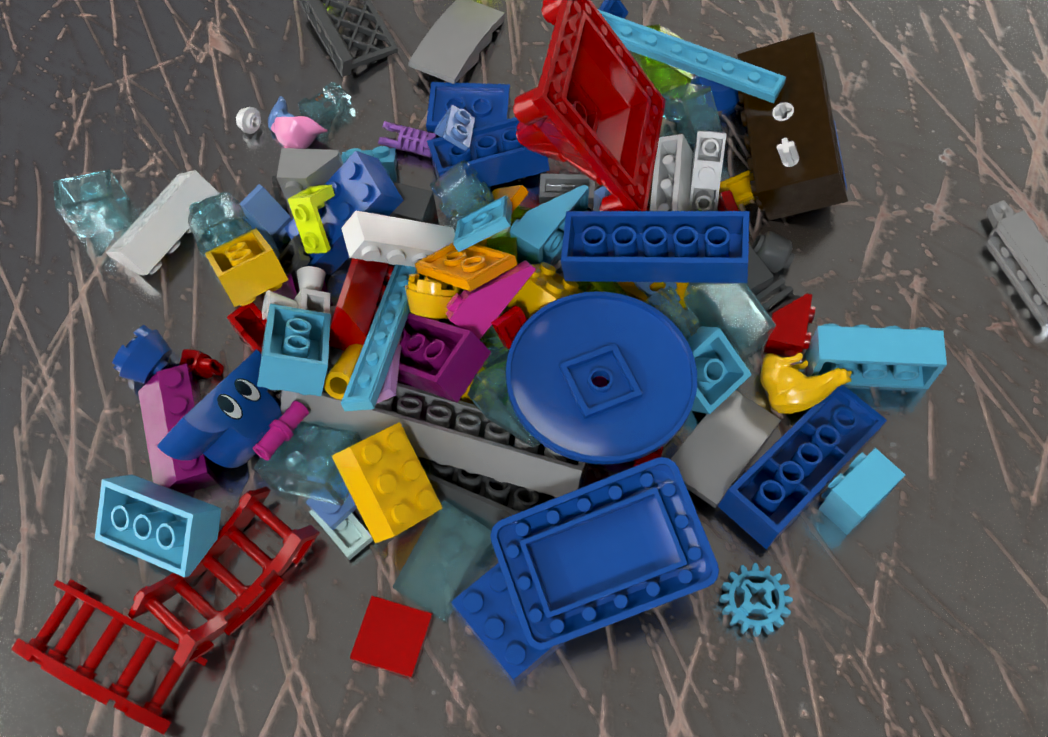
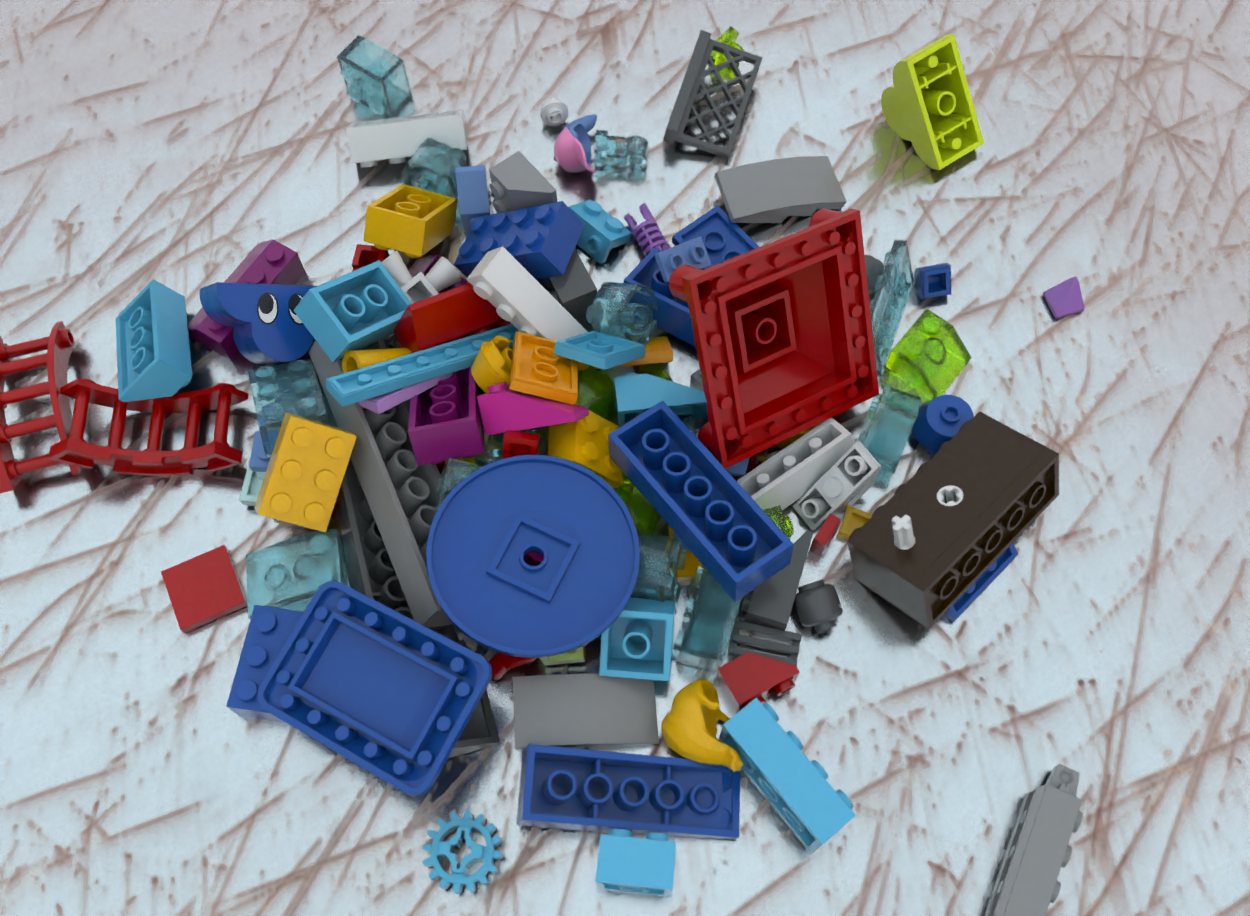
camera: 45 degrees right, 0 degrees up
(142, 356) = (281, 219): blue cone -> none
(201, 363) = (314, 263): red piece -> none
(281, 430) = (285, 361): dark pink pin -> none
(293, 257) = (451, 245): dark grey tile -> none
(307, 218) = (483, 209): neon yellow bracket -> none
(697, 59) = (922, 366): medium azure tile -> none

